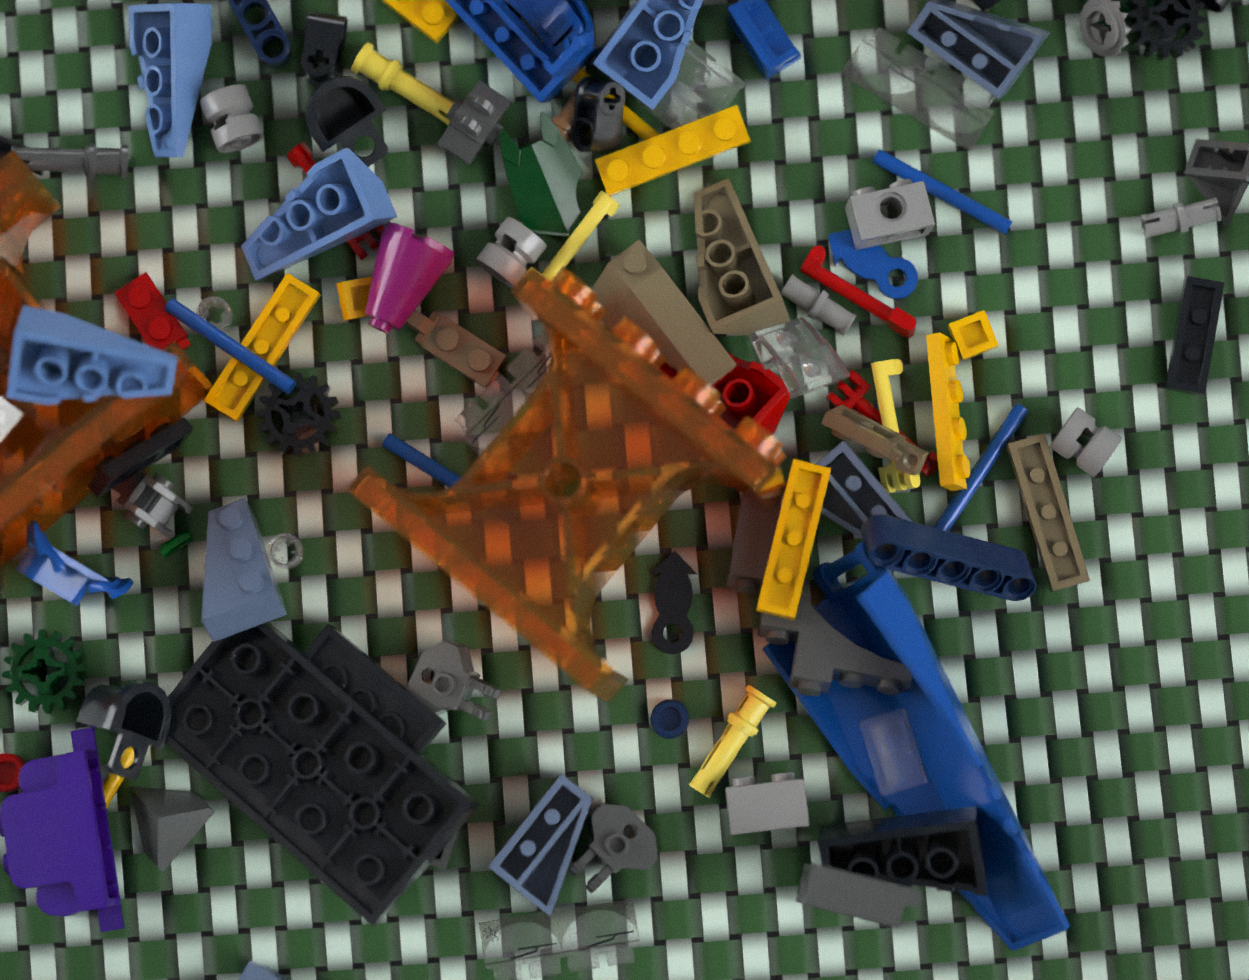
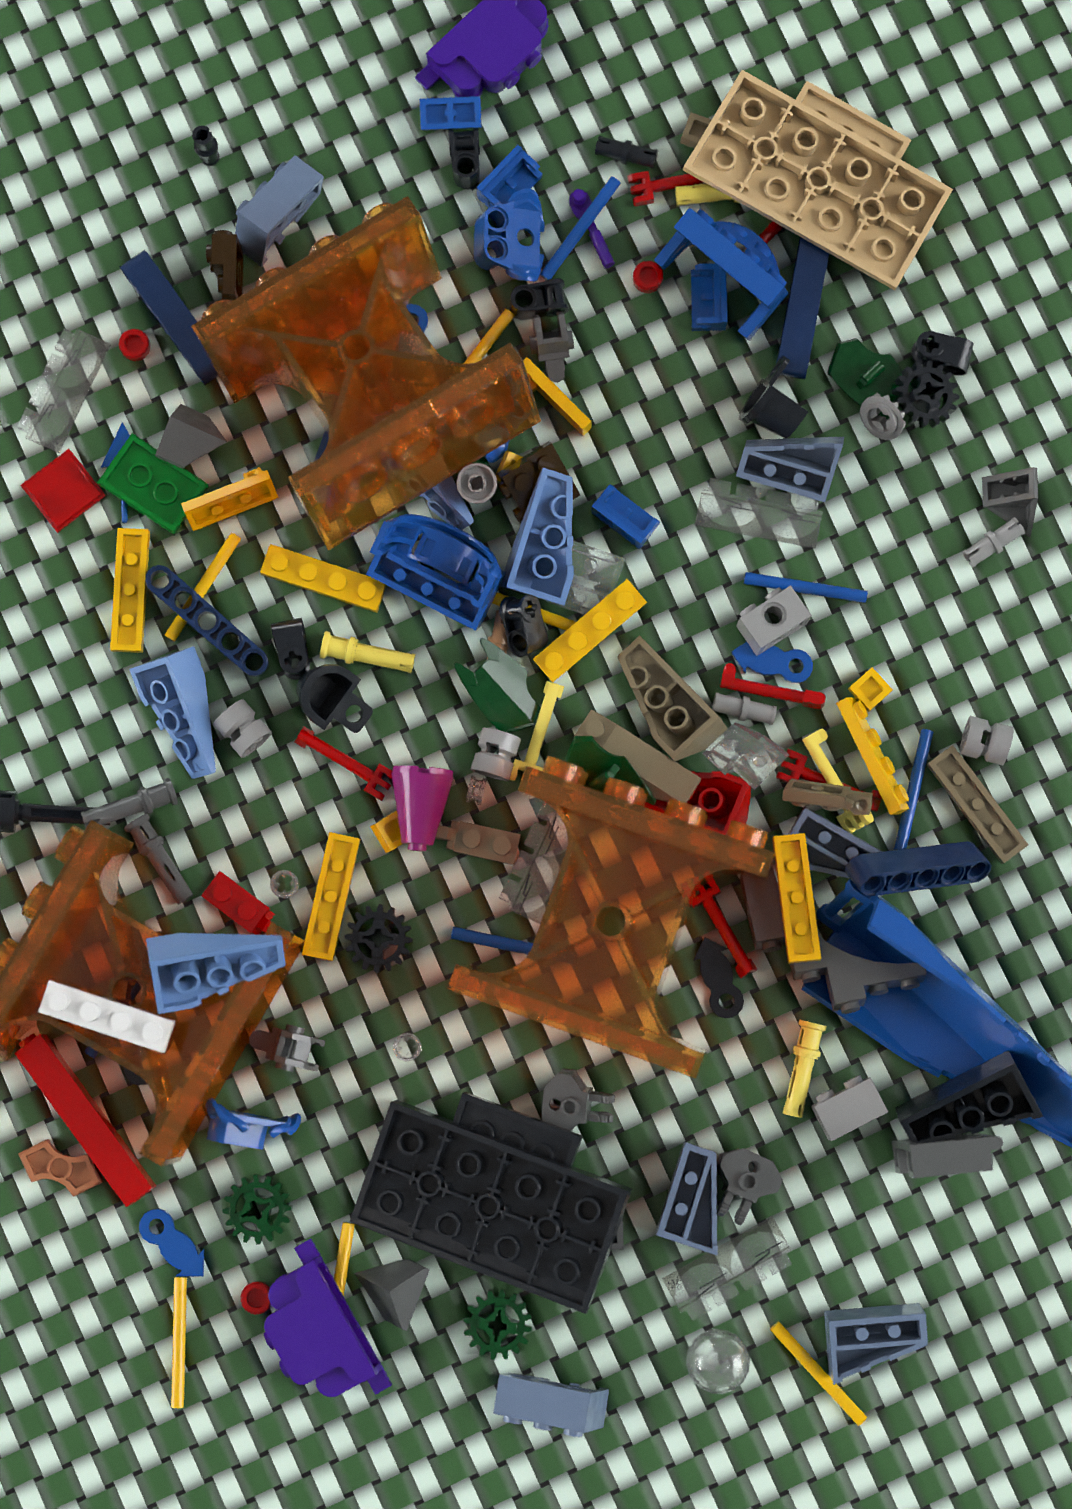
camera: 20 degrees left, 0 degrees up
(82, 231) = (159, 858): none -> dark grey pin
(133, 713) = (339, 1217): black container -> none
(139, 456) = (269, 1016): black plate -> none
(175, 543) = (323, 1068): green piece -> none
(230, 346) = (307, 905): blue bar -> none
(238, 574) = (380, 1080): sand blue wedge -> none
(255, 895) = (482, 1322): none -> dark green gear
(327, 209) = (345, 768): medium blue wedge -> none
(473, 286) = (476, 790): none -> clear bush
(474, 122) = (431, 664): dark grey hinge -> none
(622, 299) = (601, 764): none -> dark green shield
(669, 719) = (749, 1068): dark blue tile -> none
(692, 505) = (744, 965): none -> red hinge
(893, 752) = (928, 1031): clear slope -> none
(1194, 336) = (1037, 629): black plate -> none

